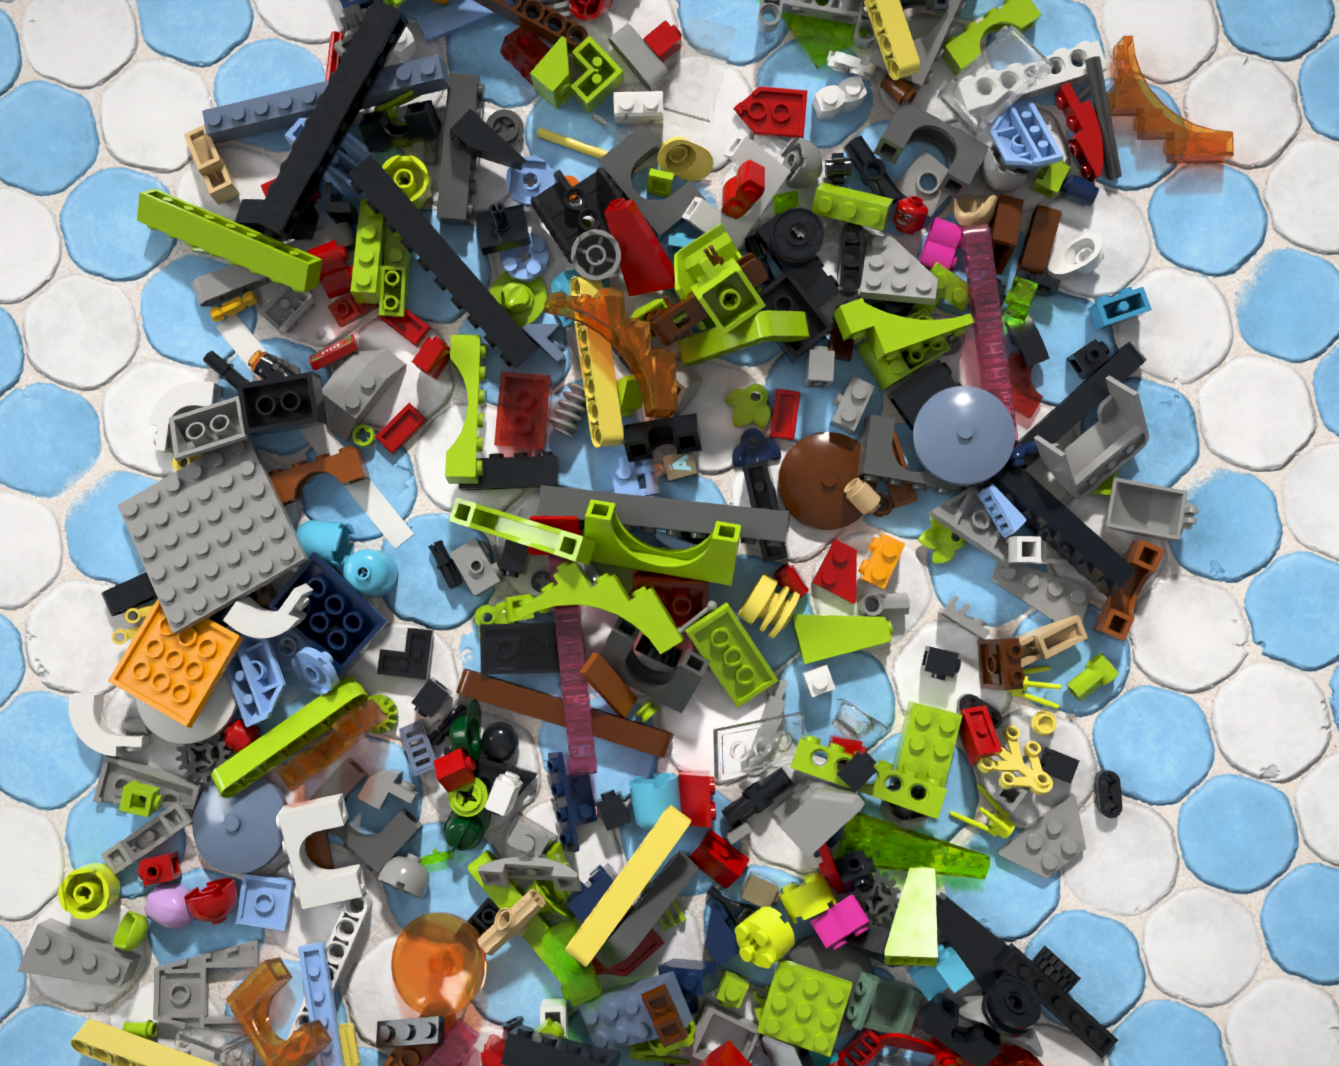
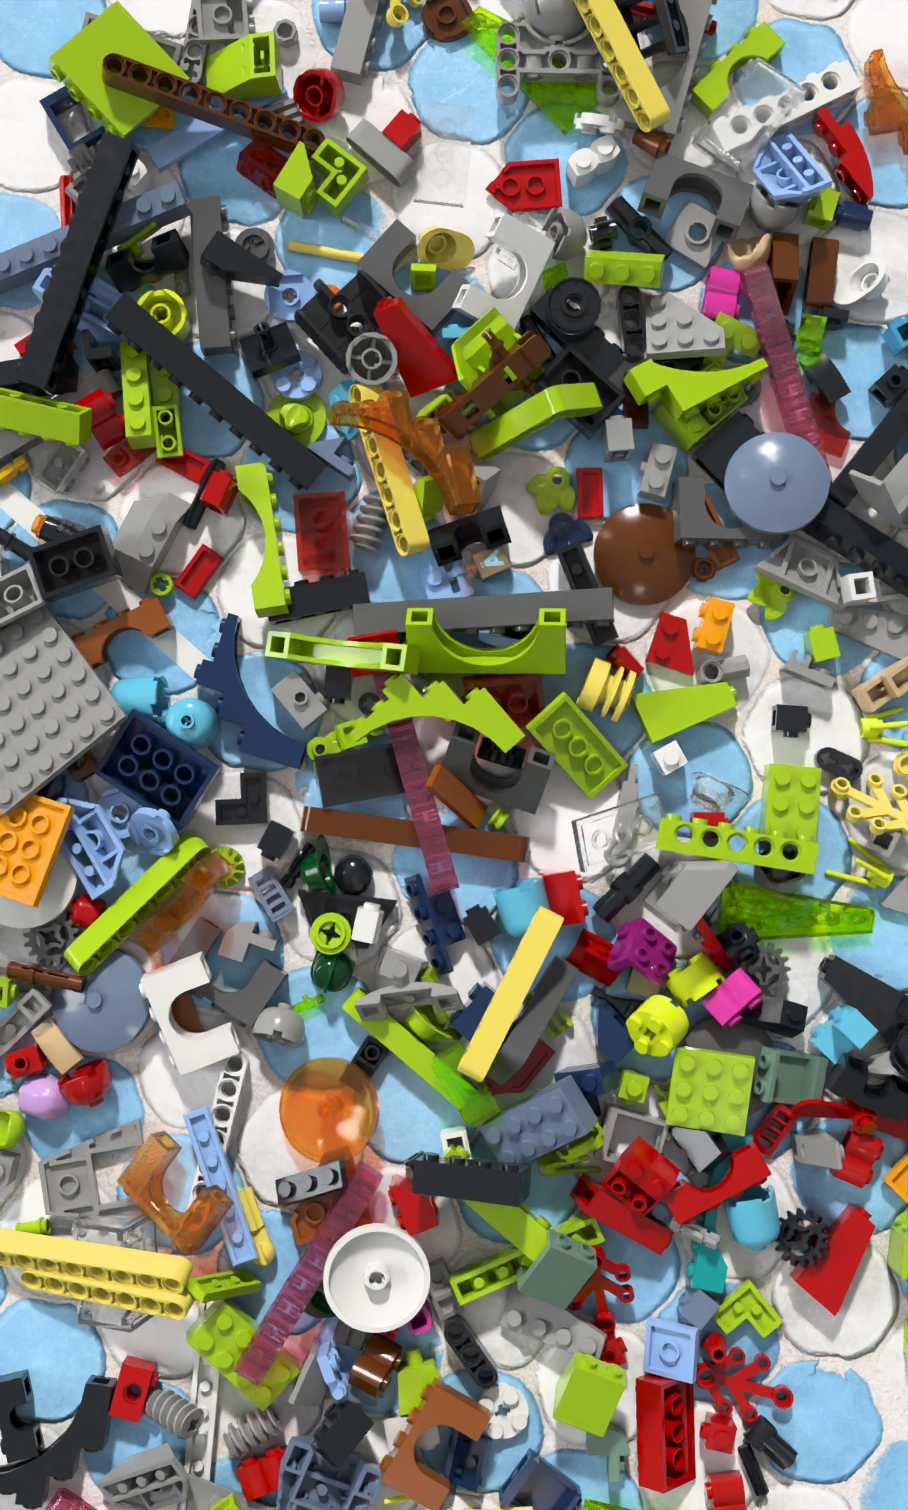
camera: 10 degrees left, 0 degrees up
(183, 790) = (36, 974): none -> reddish brown pin
(190, 860) = (56, 1046): none -> tan slope
(257, 622) = (88, 790): white arch -> none
(265, 901) = (139, 1076): light blue plate -> none
(333, 352) = (117, 504): red tile -> none
(408, 532) = (236, 707): none -> dark blue arch
(409, 369) = (197, 507): none -> black axle
(445, 564) = (267, 702): black axle -> none
(454, 770) = (313, 908): red brick -> none
(511, 922) = (397, 1052): tan piece -> none
(638, 108) = (388, 203): white brick -> none
(664, 1015) = (570, 1117): reddish brown slope -> none
(710, 606) = (548, 697): light grey hinge -> none
(718, 282) = (500, 366): lime hinge -> none
(739, 832) = (614, 925): light grey tile -> none
(743, 189) = (510, 268): red brick -> none
(763, 861) = (644, 949): none -> magenta bracket
(858, 770) = (725, 838): black brick -> none
(862, 496) = (683, 562): tan brick -> none
(910, 215) = (685, 268): red head -> none
(915, 922) = (809, 990): slope -> none
(978, 734) = (841, 785): red panel -> none
(982, 594) = (821, 644): none -> lime brick
(1000, 663) = (852, 709): reddish brown plate -> none
(1001, 510) = (827, 554): light blue slope -> none
(1022, 450) = (839, 489): dark blue arm -> none
(1103, 114) = (865, 134): dark grey axle -> none

